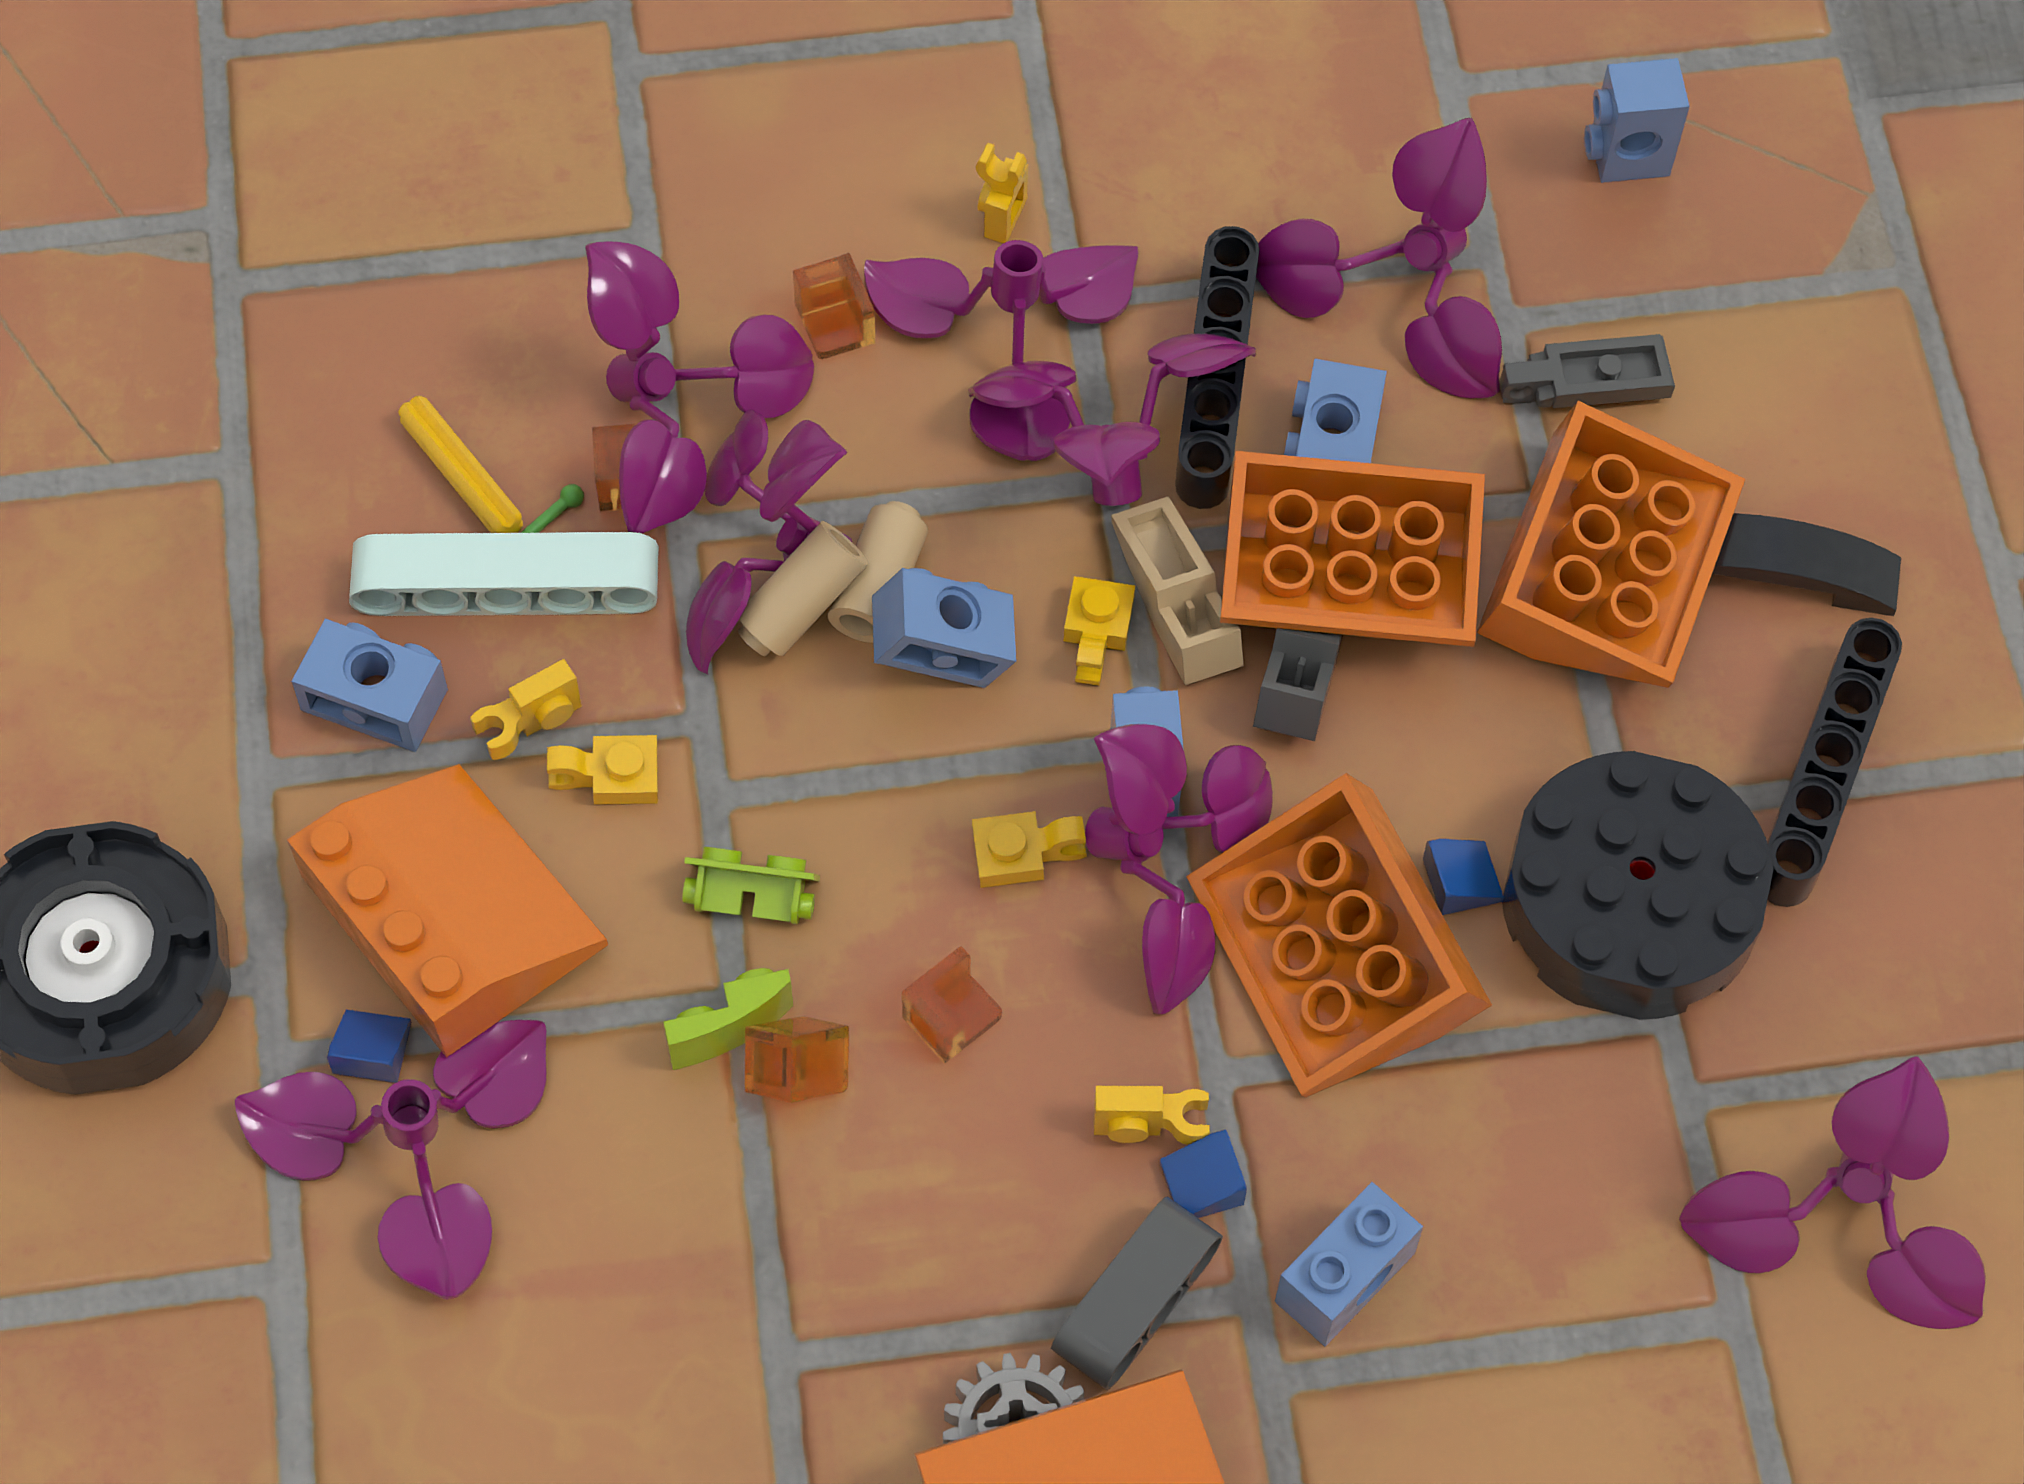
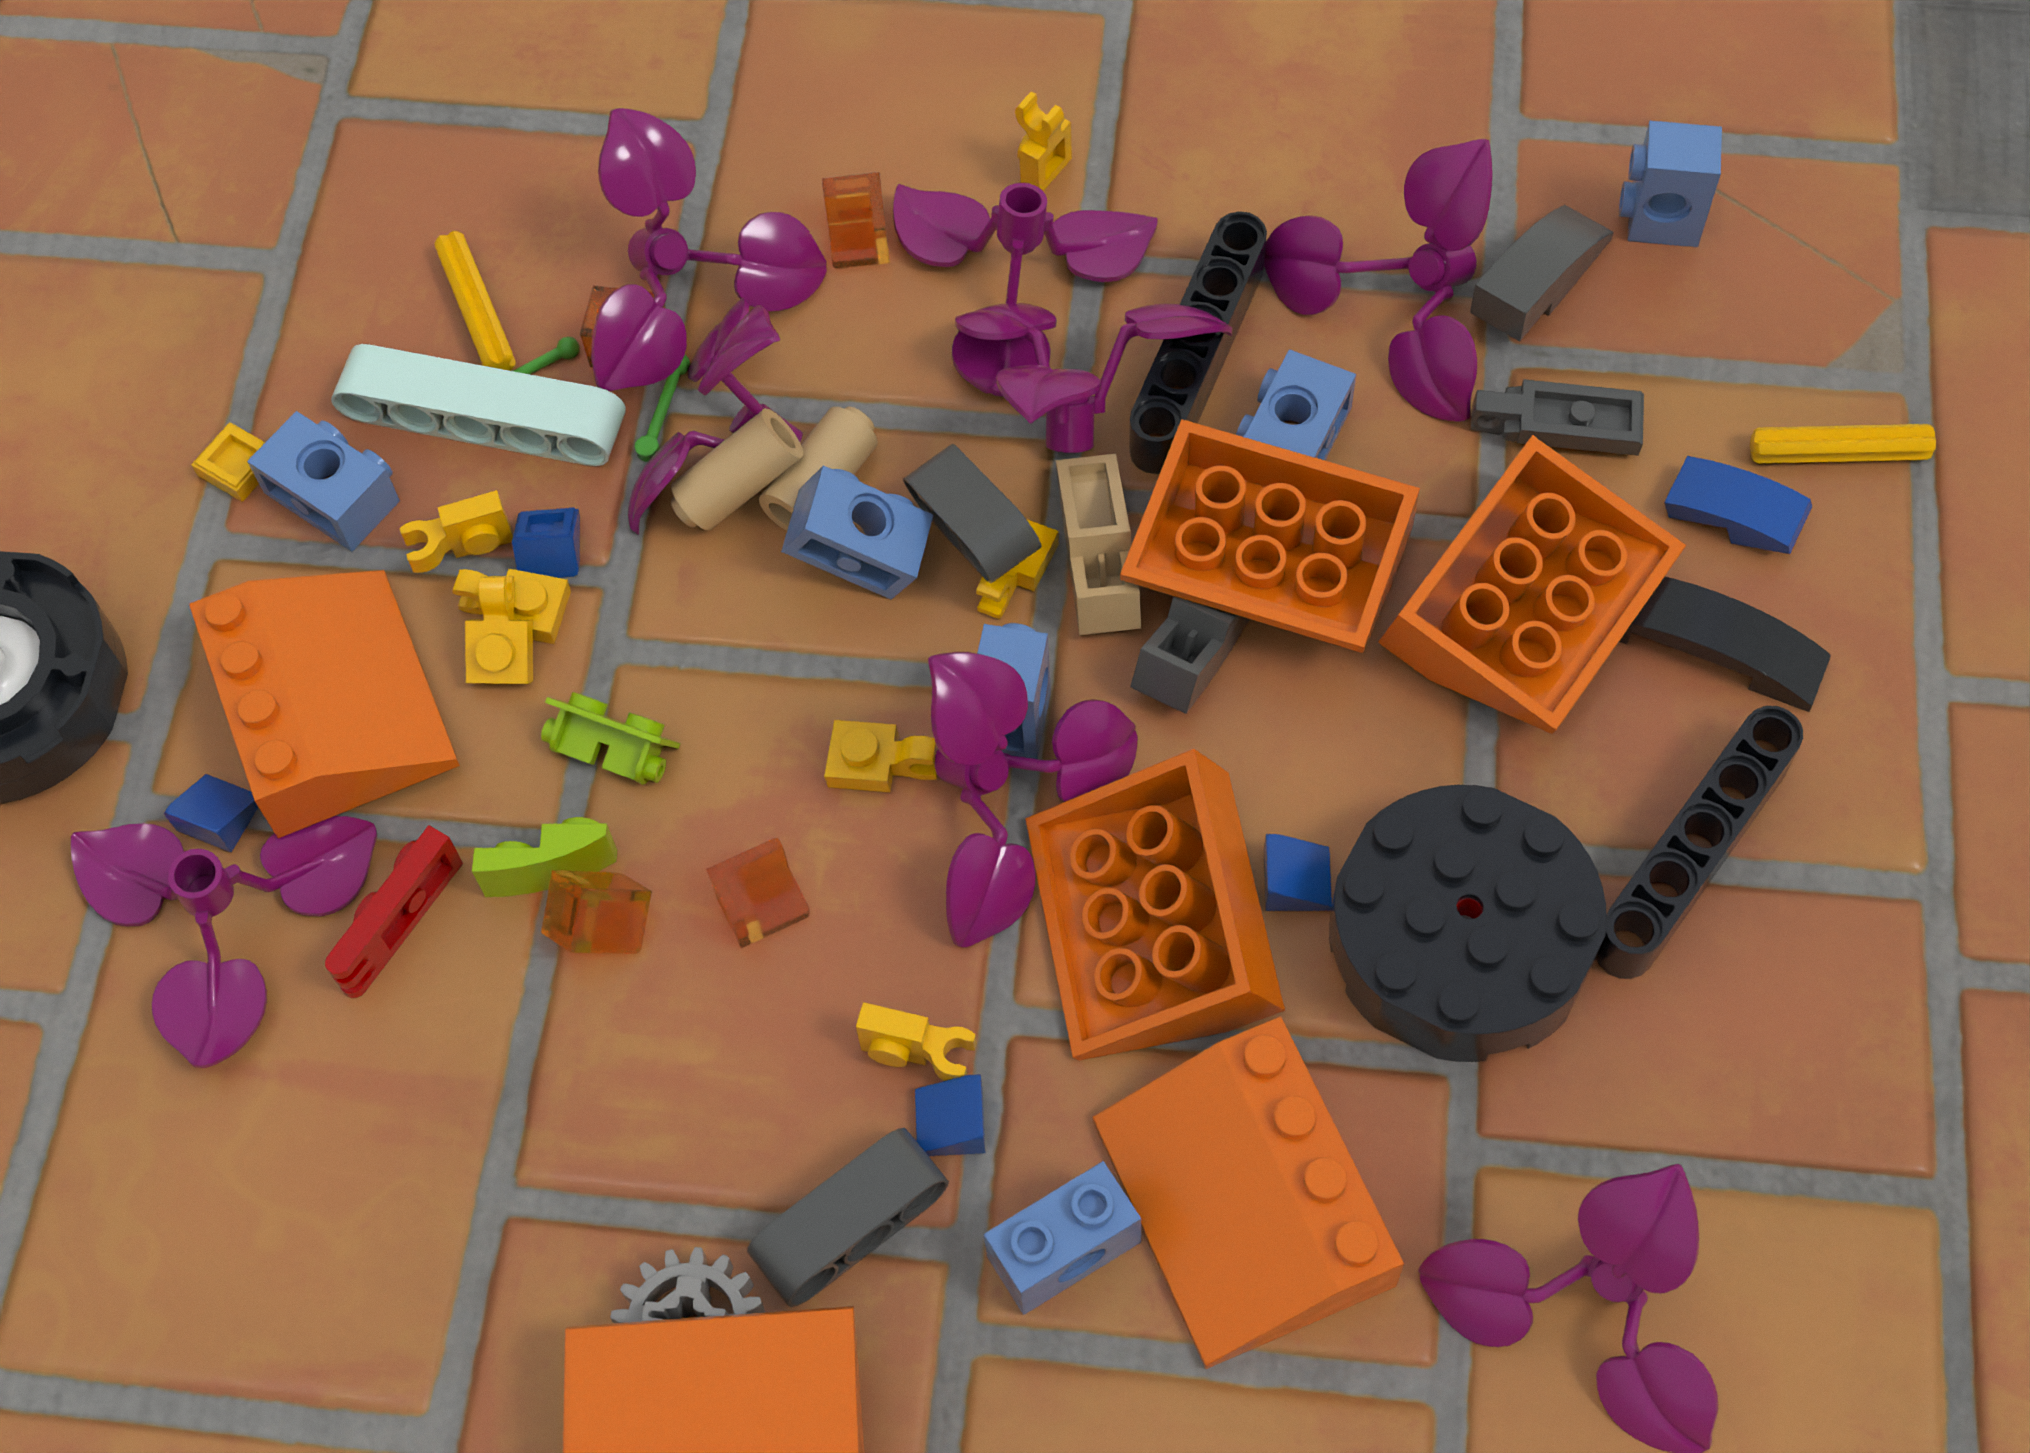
camera: 20 degrees right, 0 degrees up
(260, 684) = (226, 463): none -> yellow tile
(589, 1108) = (393, 911): none -> red hinge
(609, 815) = (498, 645): none -> yellow plate
(620, 700) = (548, 542): none -> blue slope
(690, 581) = (648, 445): none -> bright green hinge
(1052, 584) = (972, 513): none -> dark grey beam
(1509, 1180) = (1248, 1194): none -> orange slope
(1528, 231) = (1538, 271): none -> dark grey slope
(1789, 426) = (1749, 505): none -> blue slope
(1859, 348) = (1842, 443): none -> yellow axle

